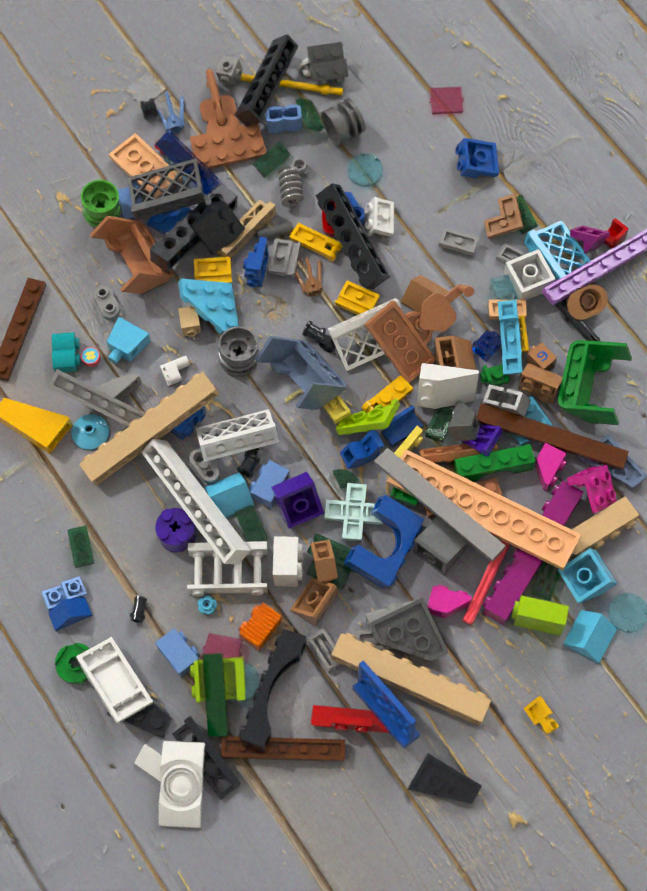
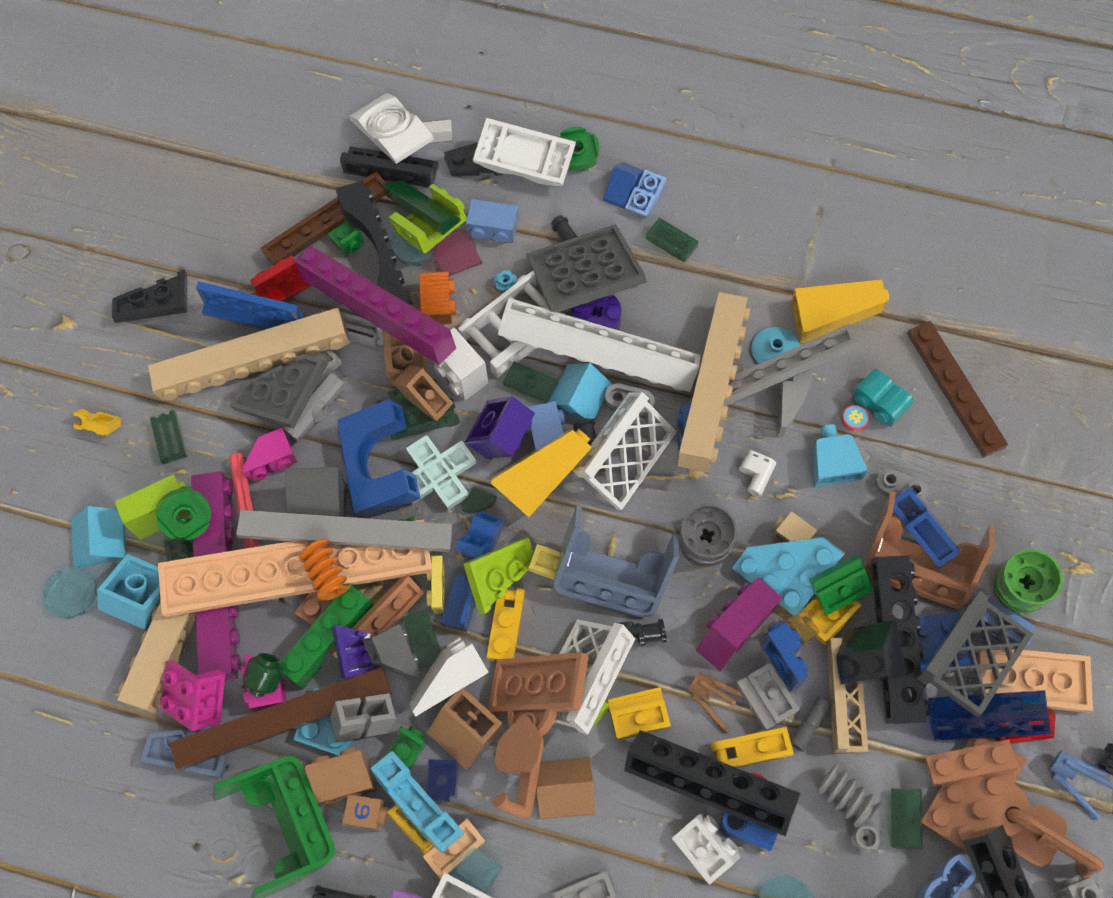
camera: 140 degrees right, 0 degrees up
(119, 271) = (924, 526): none -> blue slope
(155, 558) = (585, 268): none -> dark grey plate
(195, 271) = (841, 585): none -> green plate
(218, 153) = (971, 763): none -> nougat plate
(235, 273) = (804, 626): none -> clear yellow slope
(264, 298) = (738, 622): none -> magenta wedge
(281, 722) = (346, 238): none -> green bracket
(295, 455) = (540, 472): none -> yellow slope
(308, 633) = (376, 305): none -> magenta brick
(468, 484) = (322, 571): none -> orange piece
(506, 654) = (158, 438): none -> clear green tile
(527, 585) = (183, 499): none -> green plate
(546, 457) = (262, 674): none -> dark green head

